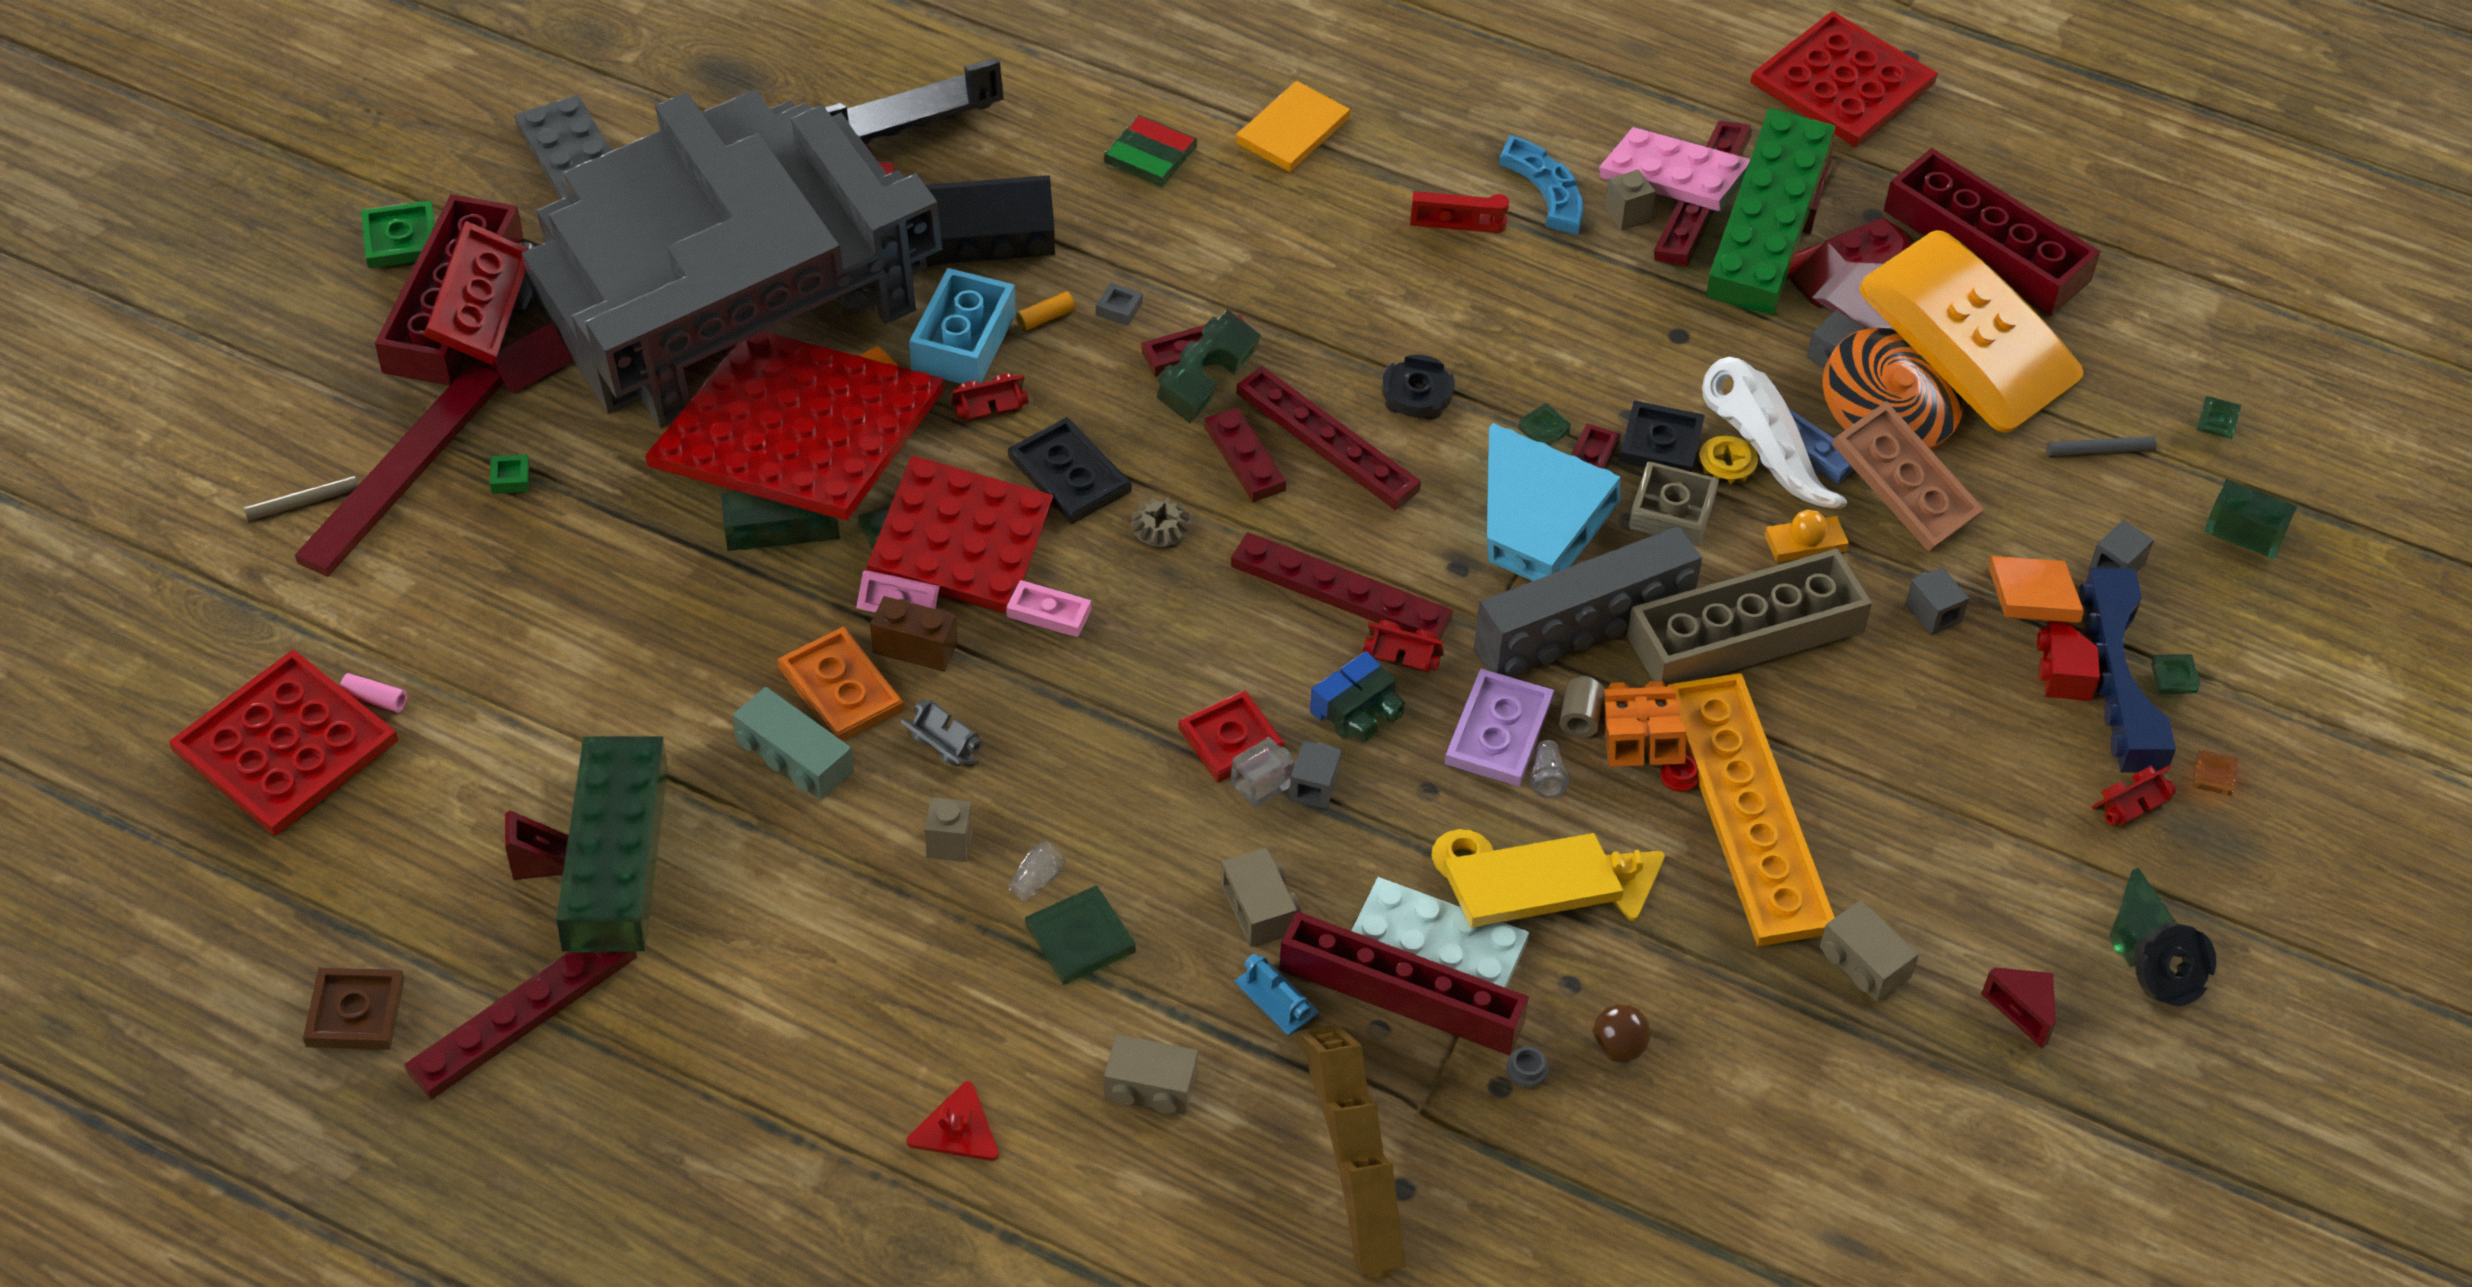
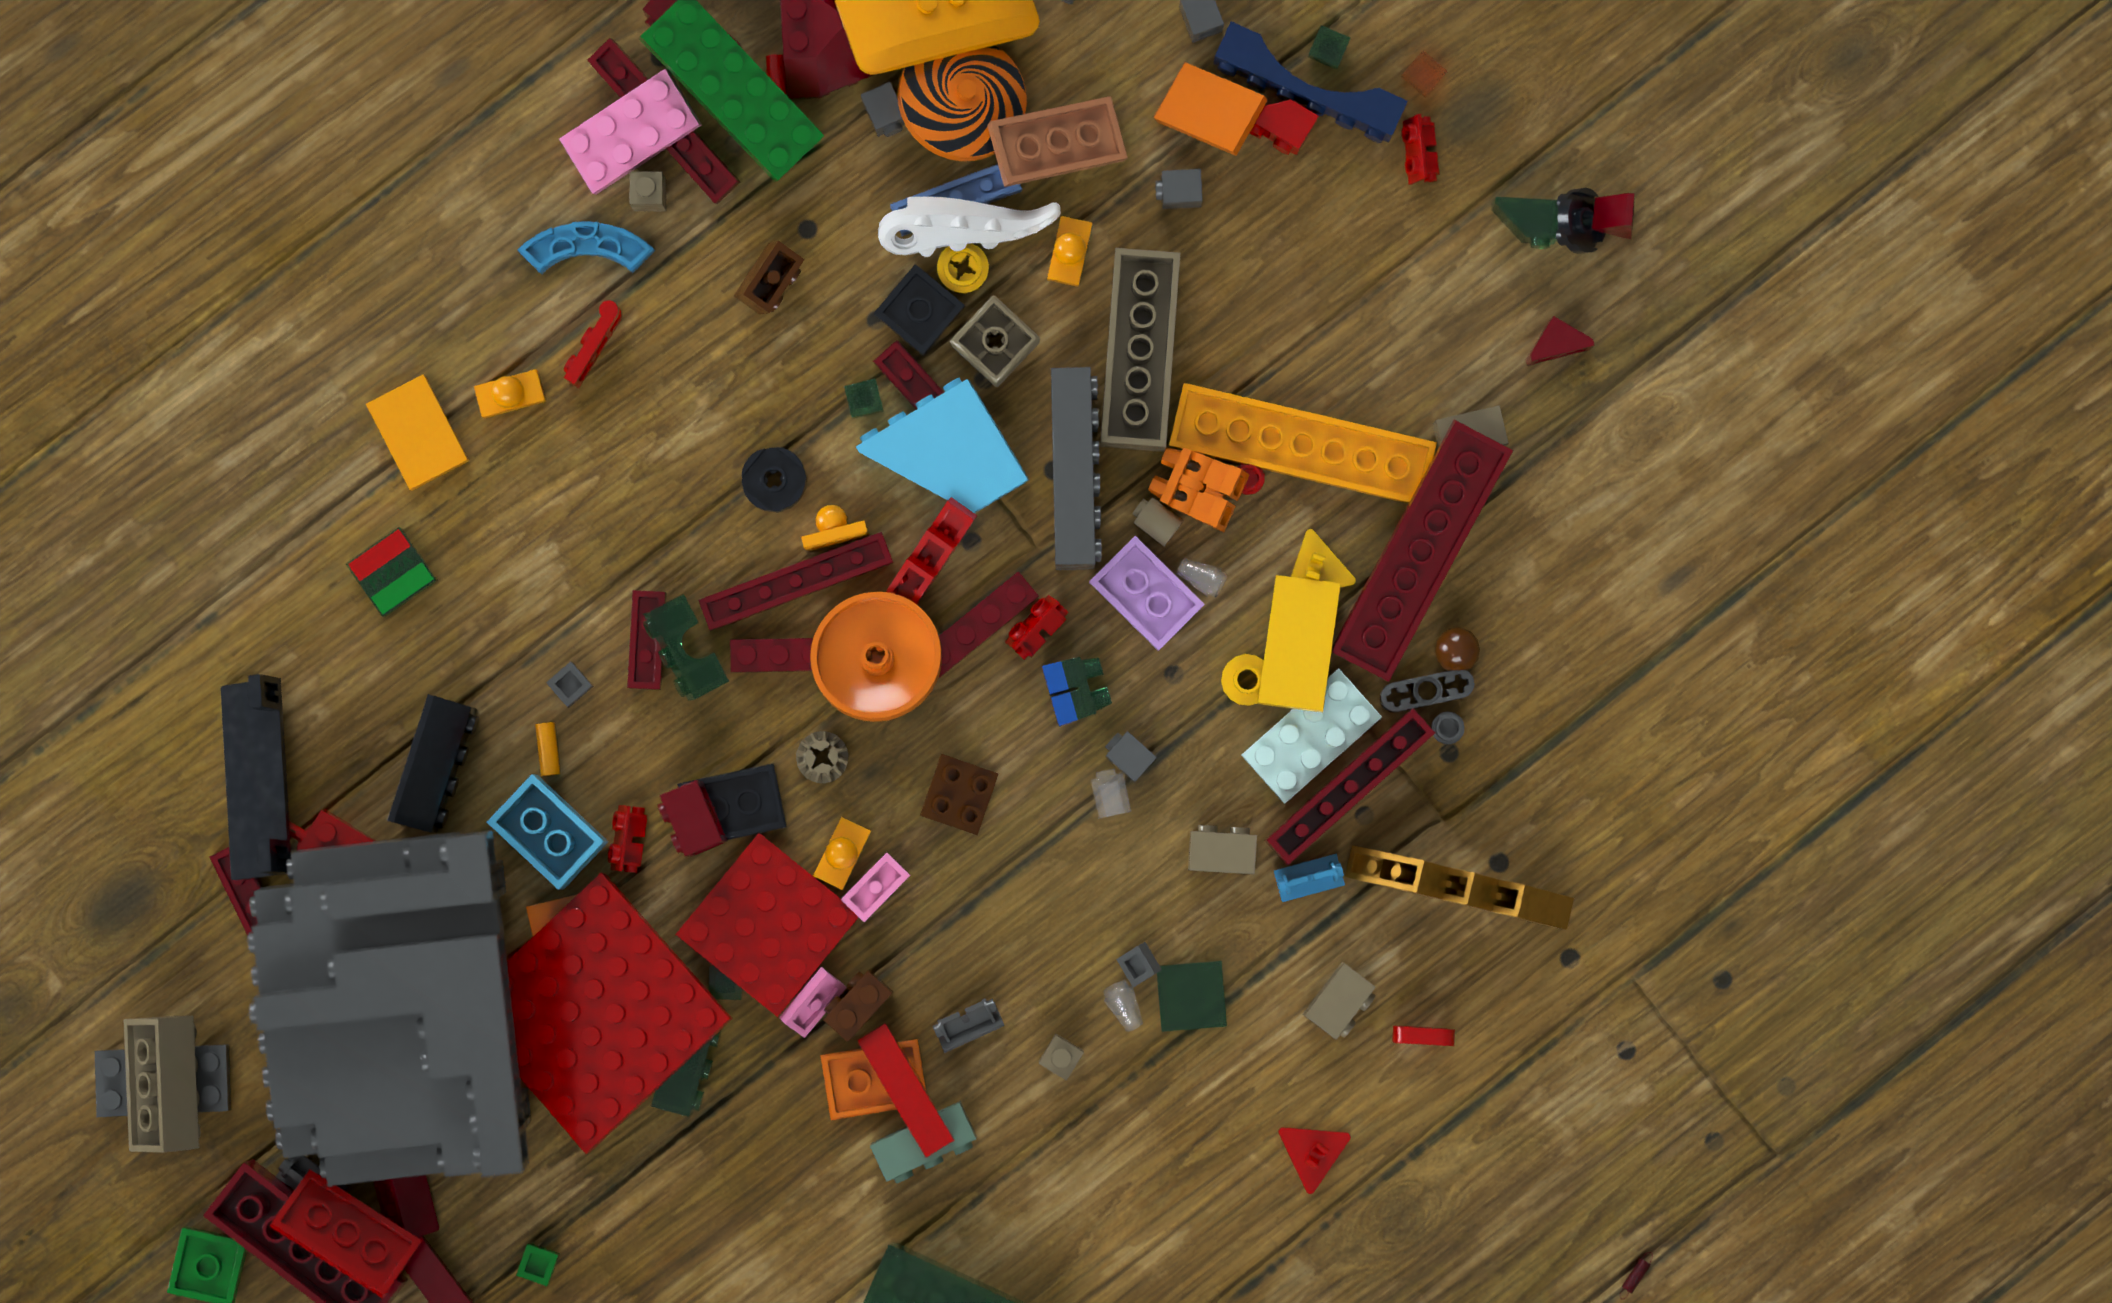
camera: 65 degrees left, 35 degrees up
(570, 133) = (161, 1084): none -> dark tan slope
(840, 697) = (905, 1090): none -> red slope
(1039, 417) = (692, 819): none -> dark red piece
(1070, 570) = (842, 853): none -> light orange tile
(1090, 866) = (1139, 964): none -> dark grey plate
(1155, 1179) = (1423, 1035): none -> red beam
(1187, 641) = (959, 794): none -> reddish brown hinge
(1226, 732) = (1059, 799): red tile -> none
(1291, 512) = (876, 656): none -> orange dish
(1372, 173) = (509, 393): none -> light orange tile
(1399, 444) = (833, 529): none -> light orange tile
(1404, 527) = (932, 551): none -> red slope
(1561, 1048) = (1449, 676): none -> dark grey beam
(1611, 307) = (769, 278): none -> reddish brown brick
(1710, 944) = (1421, 550): none -> dark red plate
(2208, 999) = (1614, 214): none -> dark red slope

